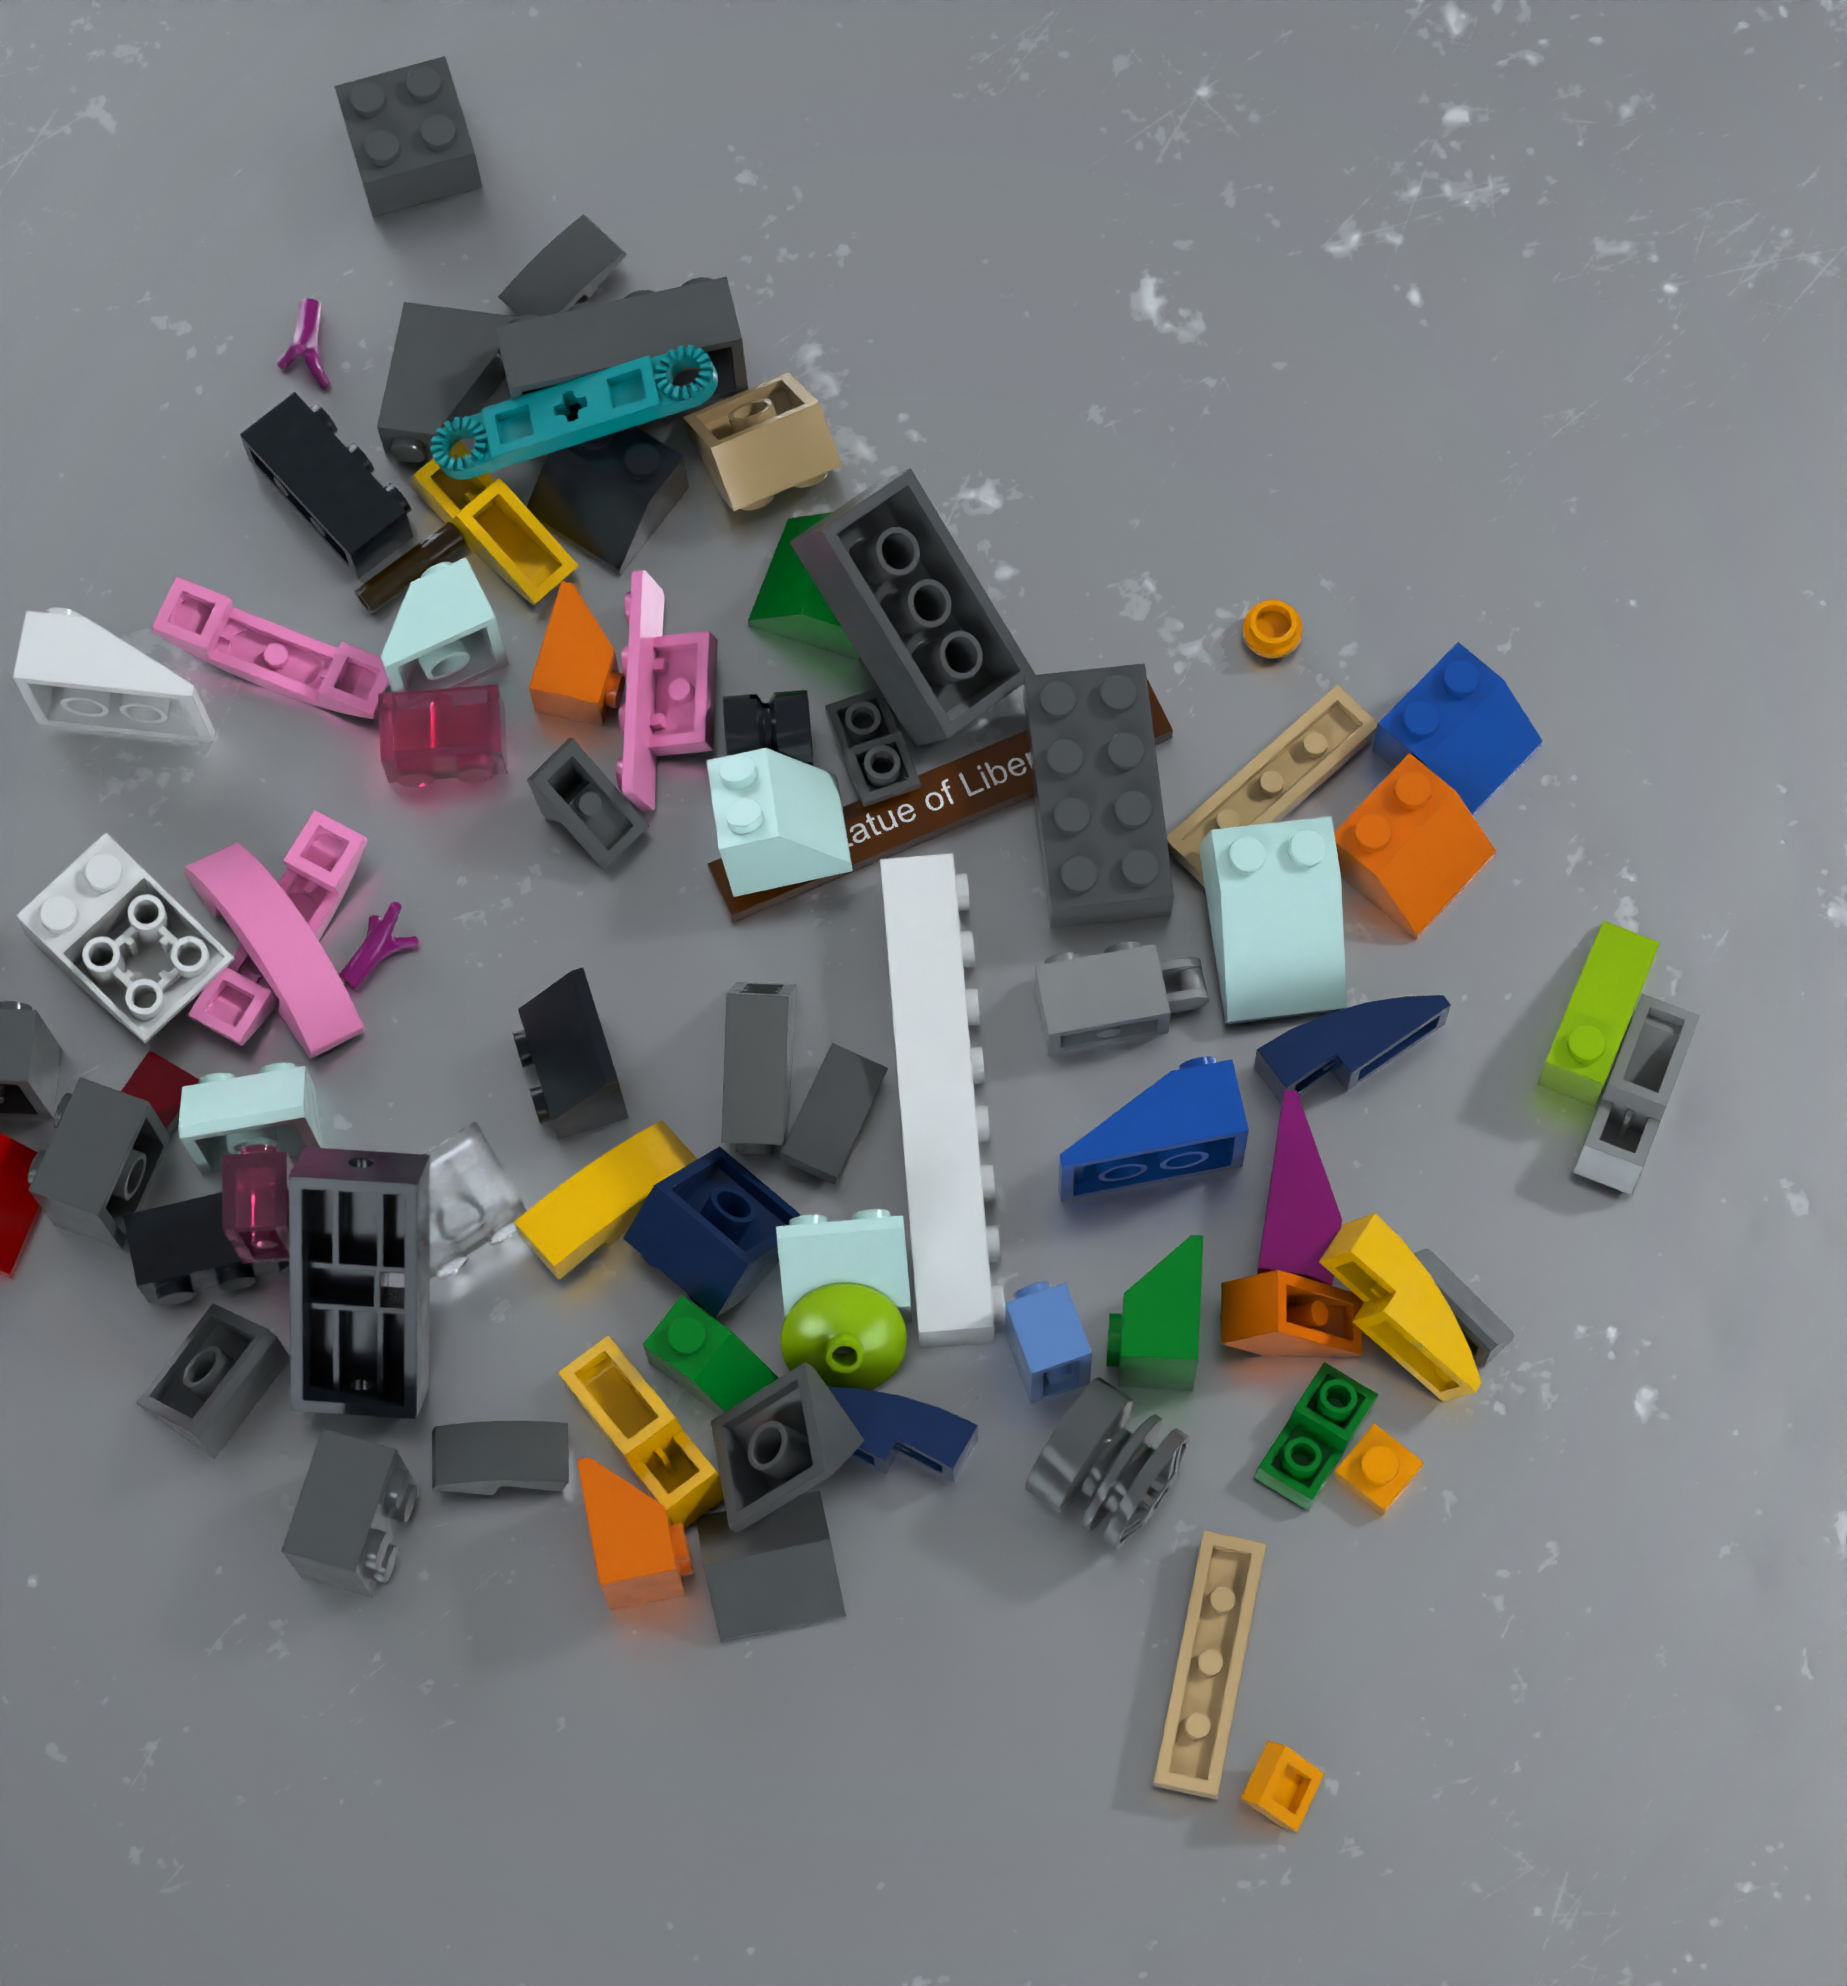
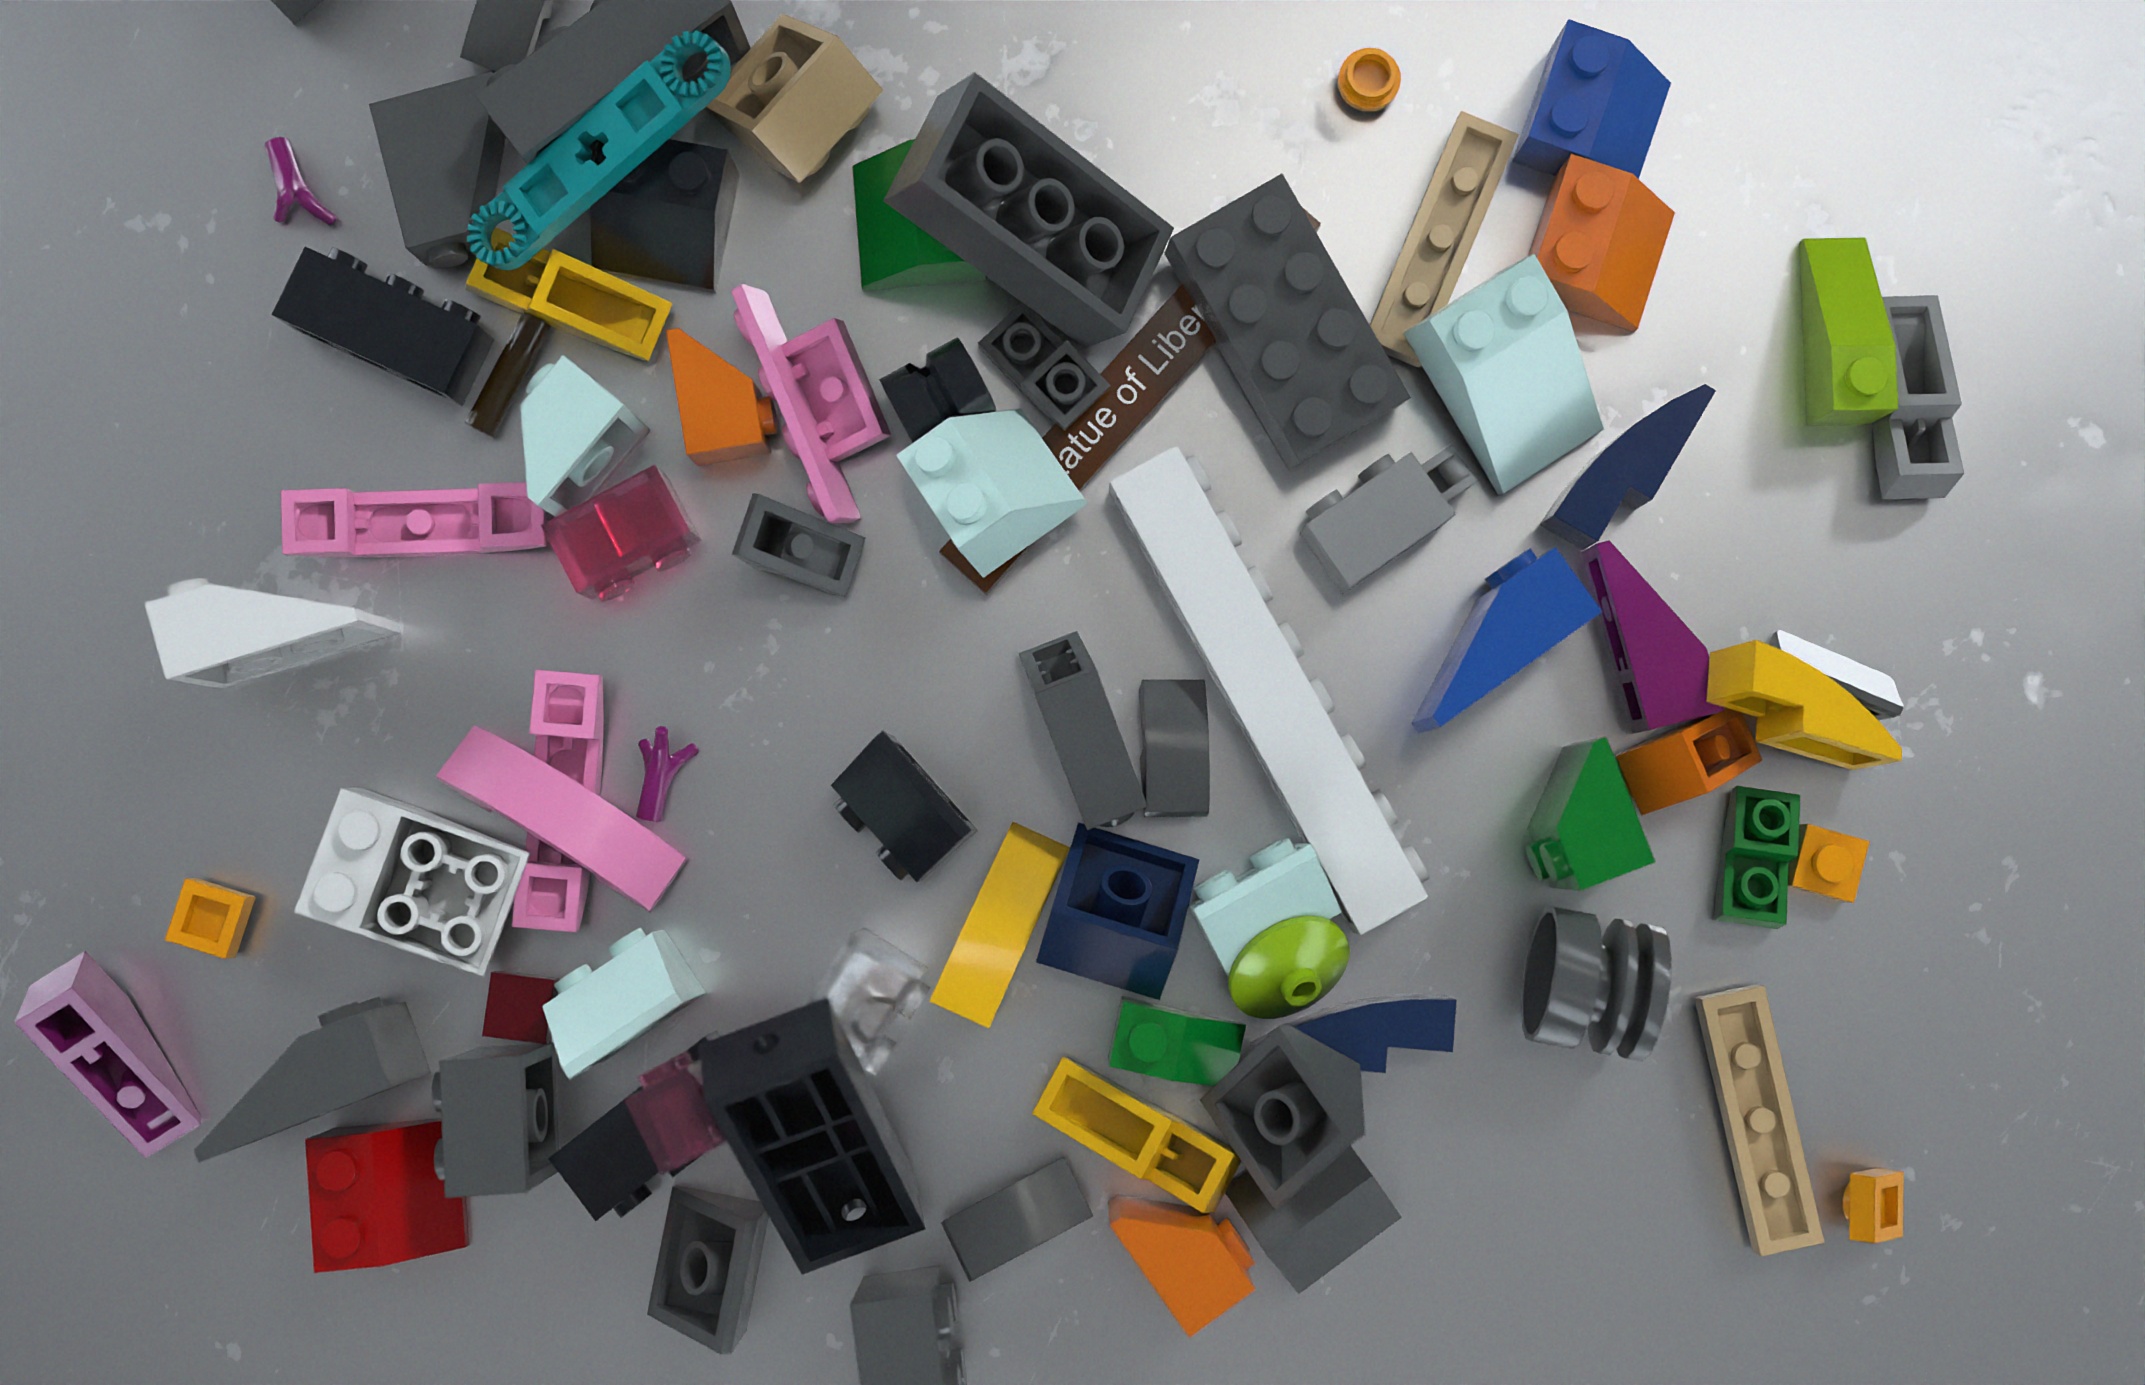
camera: 25 degrees left, 15 degrees up
(1047, 1340) = (1486, 890): medium blue brick -> none

